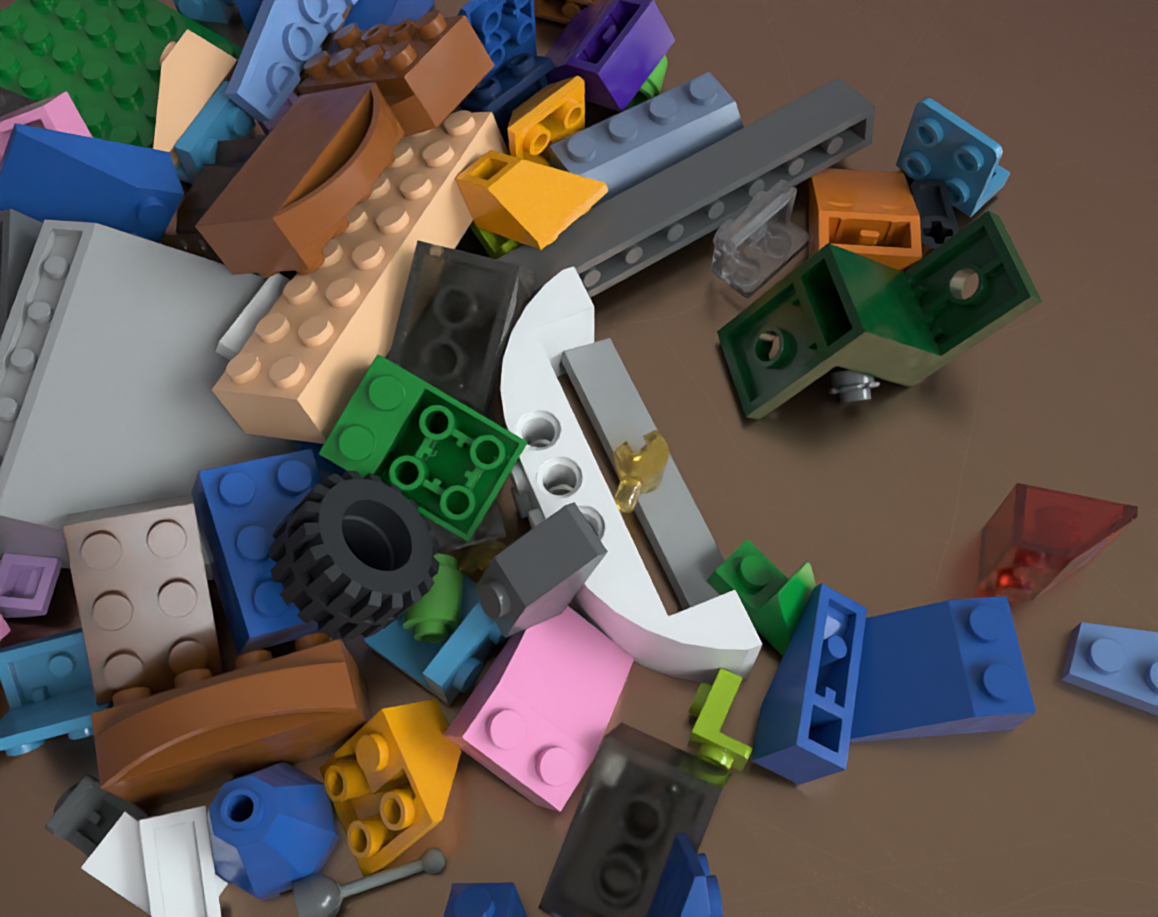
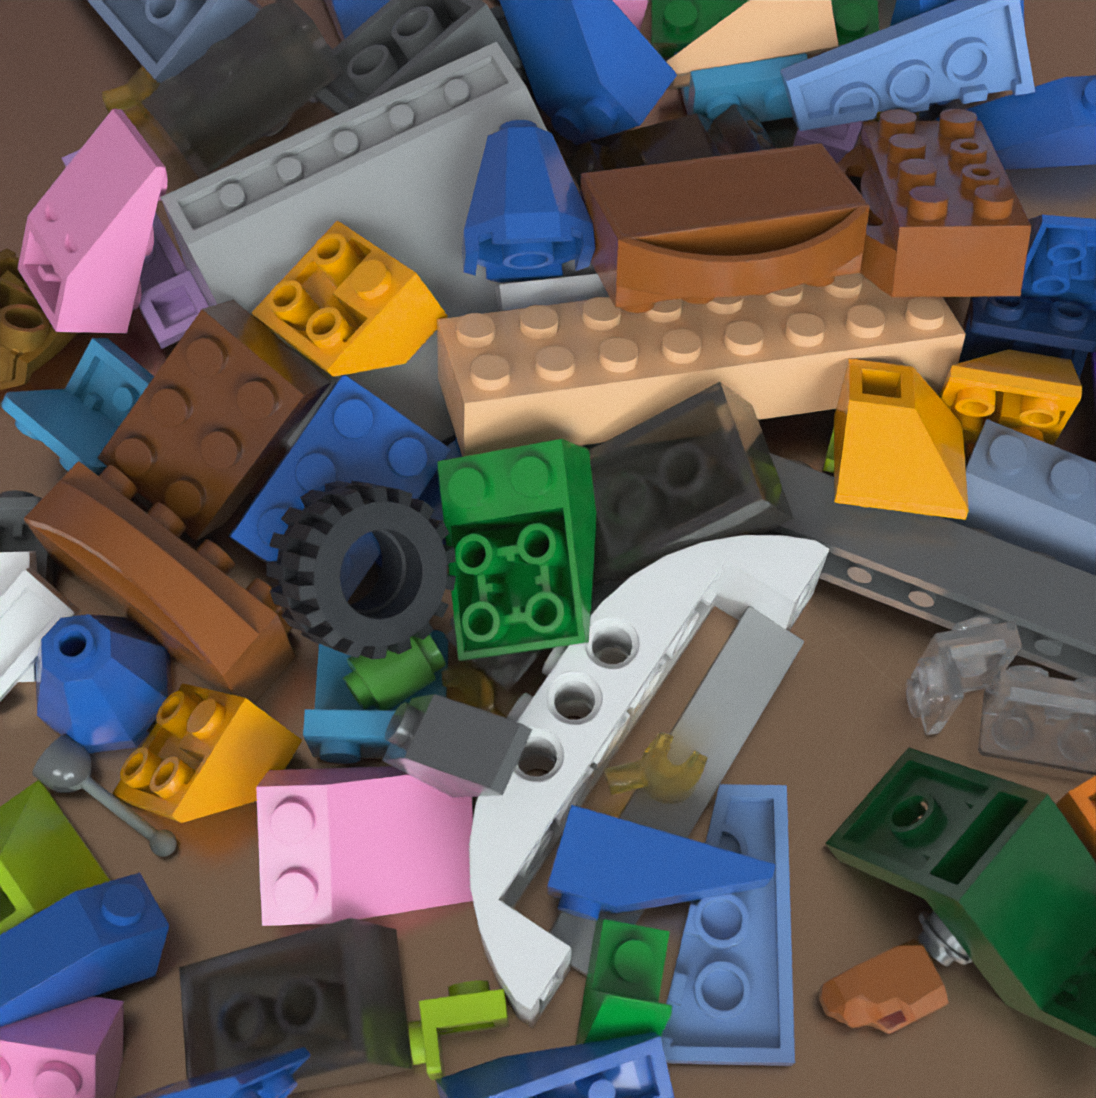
camera: 55 degrees right, 5 degrees up
(147, 435) = (351, 306): none -> light orange slope
(185, 281) = (525, 210): none -> blue cone
(687, 532) = (633, 867): none -> blue slope
(696, 268) = (957, 664): none -> clear bracket
(774, 503) = (736, 947): none -> medium blue wing
(866, 437) = (886, 990): none -> dark orange rock

